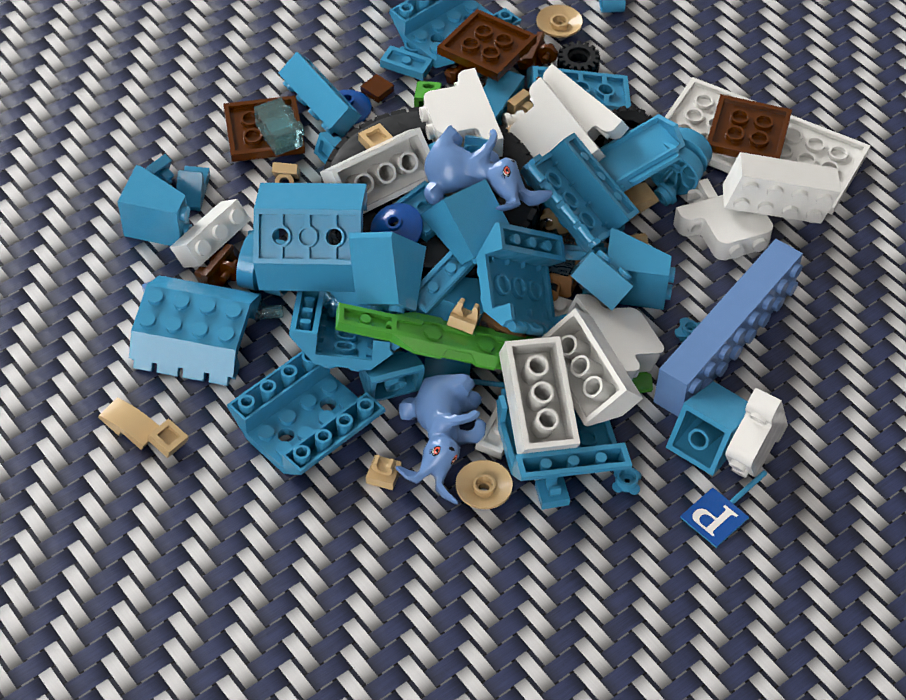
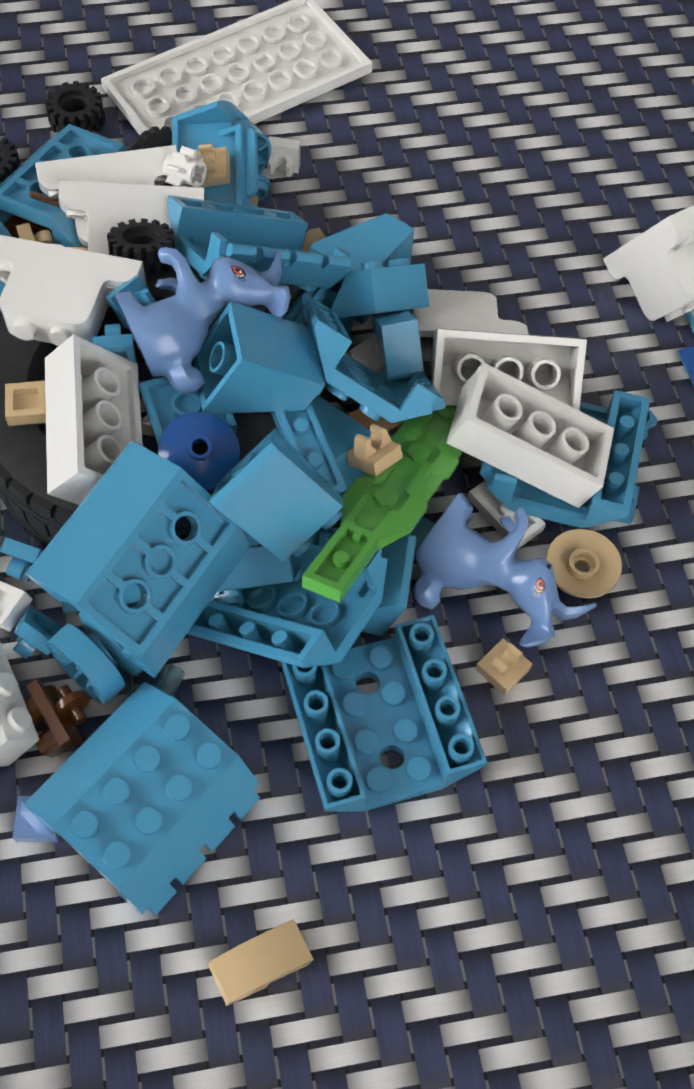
camera: 65 degrees left, 10 degrees up
(168, 438) = (320, 917): tan plate -> none
(526, 139) = (142, 242): none -> black tyre
(562, 299) = (399, 344): none -> dark azure slope
(610, 135) = (184, 168): none -> white gear
(634, 151) = (217, 165): none -> tan tile
(657, 88) = (73, 98): none -> black tyre
(685, 329) = (459, 264): dark azure plate -> none
(707, 427) = (611, 306): dark azure slope -> none
(724, 230) = (336, 153): white brick -> none
(729, 326) = (494, 224): medium blue brick -> none
(748, 128) = (224, 66): reddish brown plate -> none
(781, 188) = (347, 76): white brick -> none

